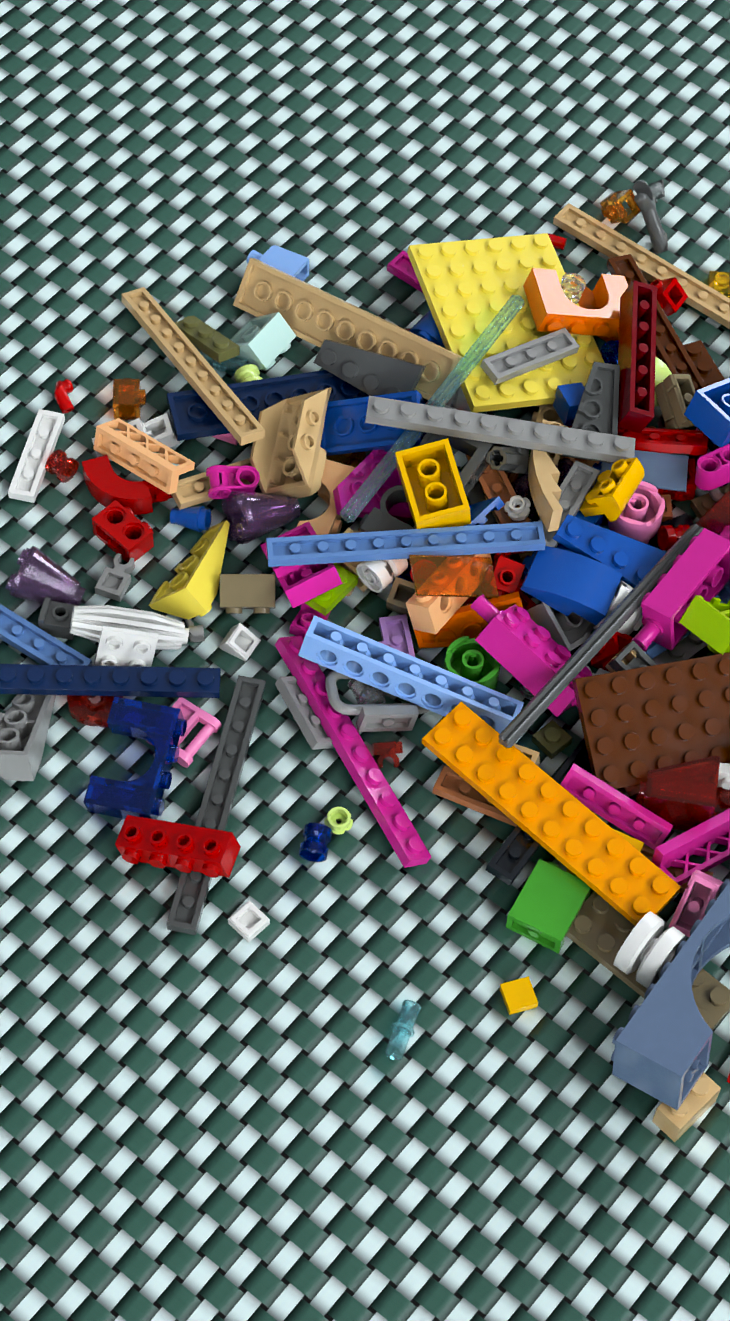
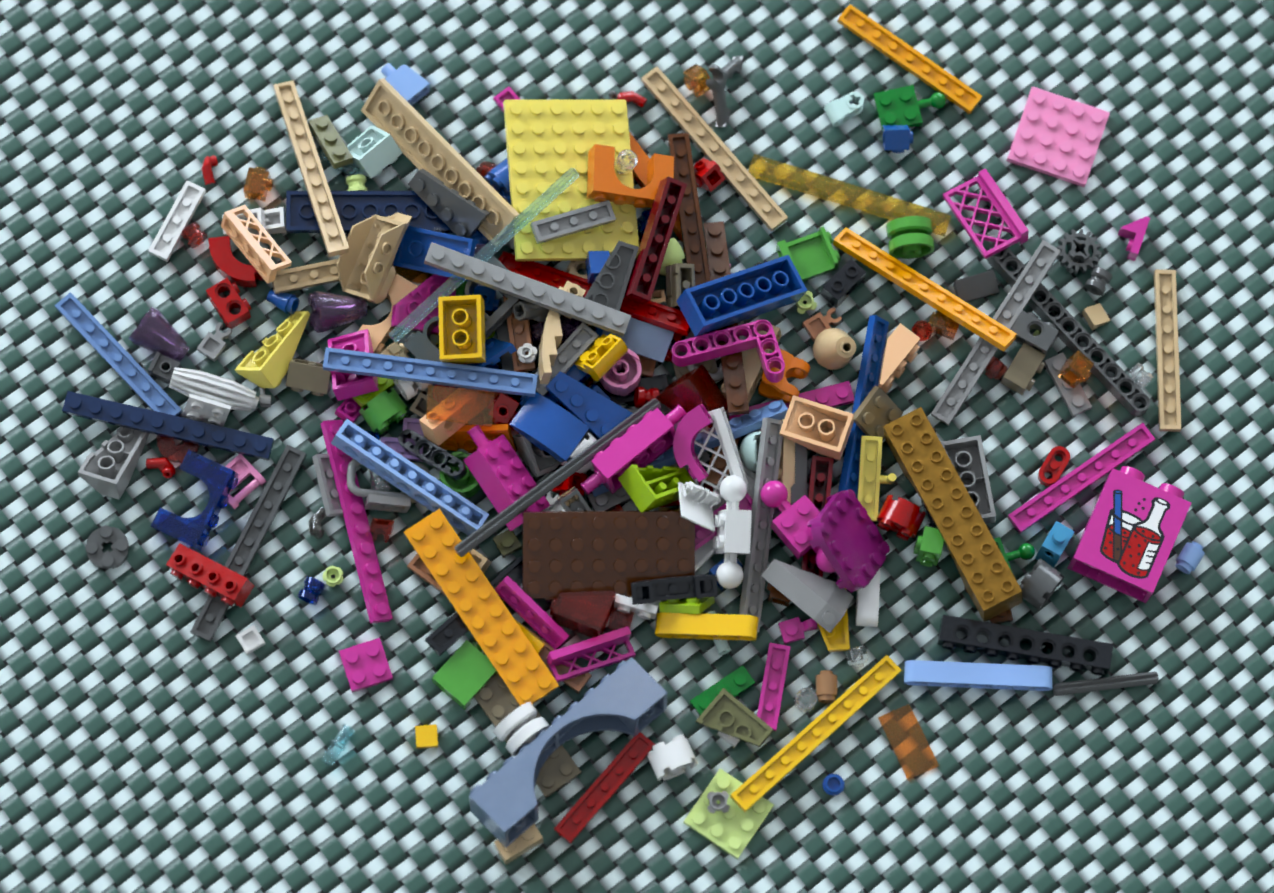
camera: 10 degrees right, 15 degrees up
(23, 830) = (103, 536): none -> dark grey plate
(82, 731) = (163, 465): none -> red arm
(227, 479) = (315, 281): dark pink piece -> none
(239, 642) = (296, 414): white slope -> none
(298, 761) = (315, 523): none -> clear smoke arm
(355, 608) = (384, 410): none -> bright green brick
(411, 922) = (365, 665): none -> dark pink plate
(432, 643) = (432, 454): none -> black beam
(694, 901) = (571, 691): bright pink brick -> none

